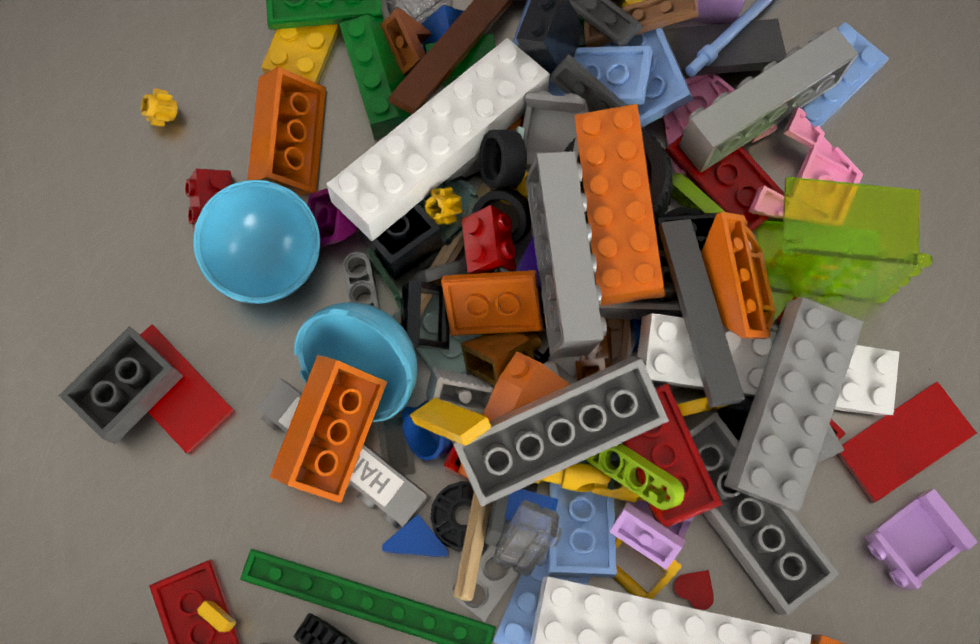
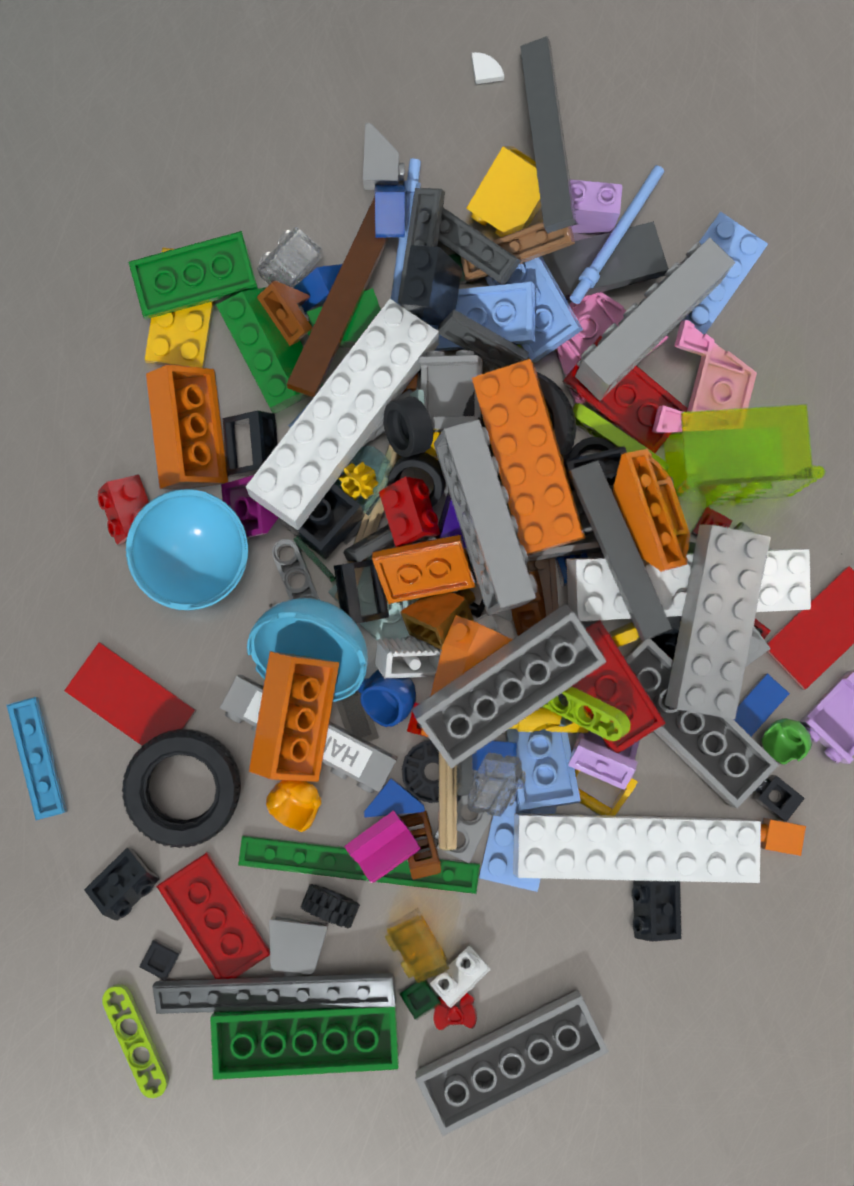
camera: 15 degrees left, 10 degrees up
(60, 434) = (36, 758): none -> dark azure tile
(112, 578) = (121, 885): none -> black bracket
(121, 385) = (88, 710): dark grey brick -> none
(153, 468) = (160, 826): none -> black tyre
(158, 107) = (52, 422): yellow gear -> none
(216, 616) = (226, 903): yellow tile -> none
(311, 522) = (294, 804): none -> light orange hair
(357, 142) = (263, 440): none -> black tile
(394, 585) = (383, 846): none -> dark pink panel
(435, 613) = (427, 862): none -> dark orange slope
(451, 421) = (408, 695): yellow tile -> none
(695, 588) = (652, 797): red tile -> none
(825, 508) = (759, 704): none -> blue tile
(843, 615) = (787, 800): none -> black brick
(851, 552) = (786, 741): none -> bright green hair

